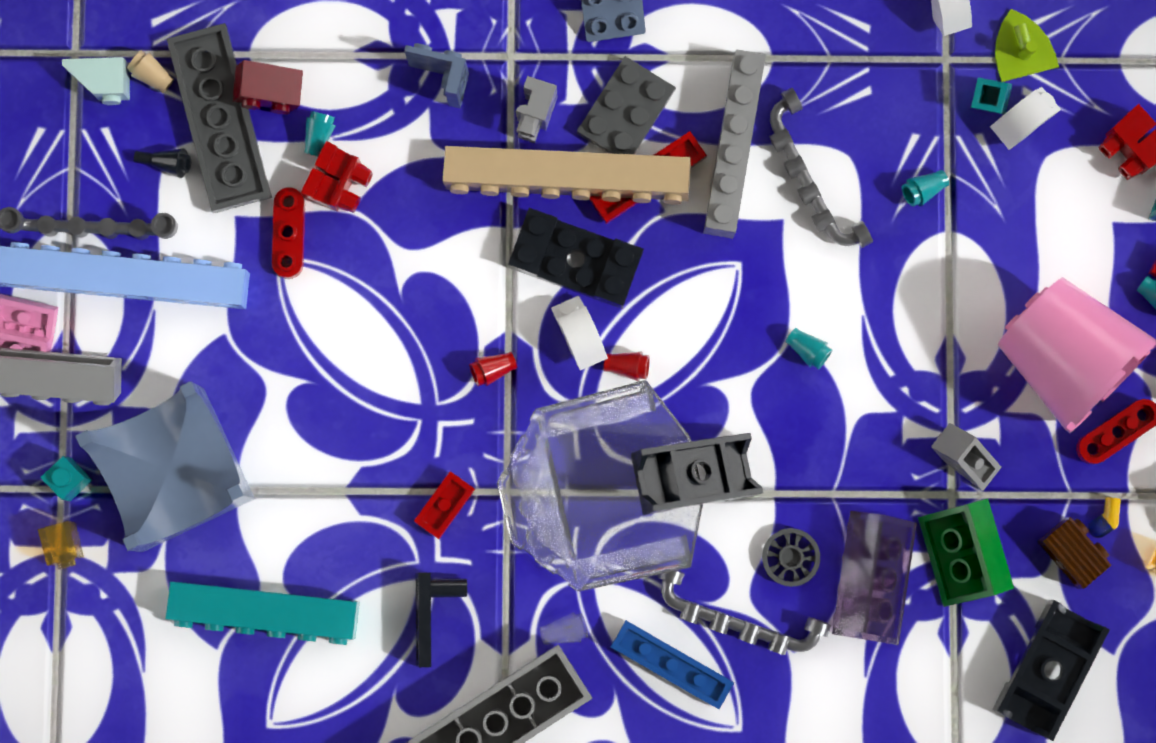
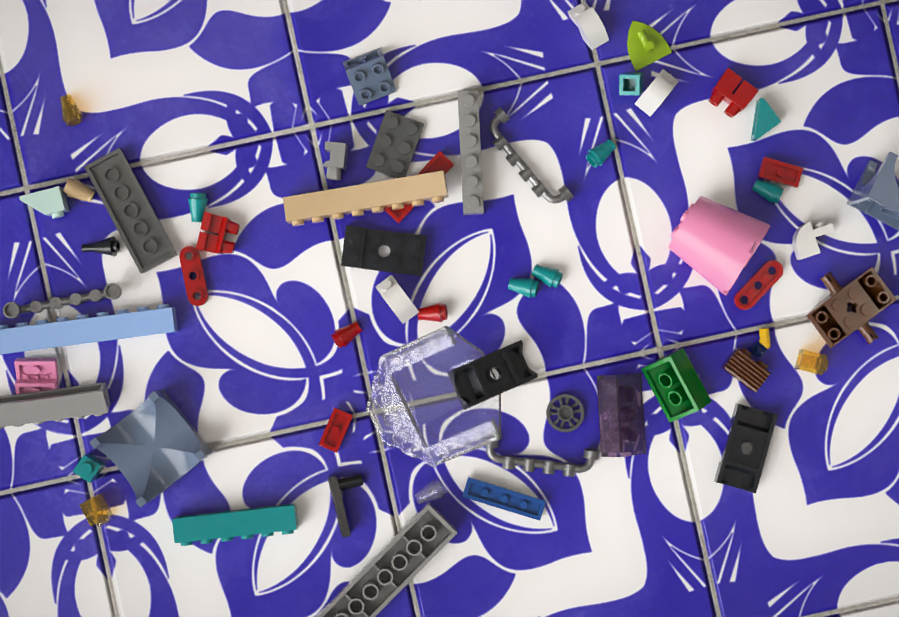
camera: 10 degrees left, 5 degrees up
(267, 86) = (157, 184): dark red brick -> none
(449, 64) = (278, 154): sand blue bracket -> none
(772, 357) = (525, 287): none -> teal cone
(966, 456) = (663, 323): light grey slope -> none

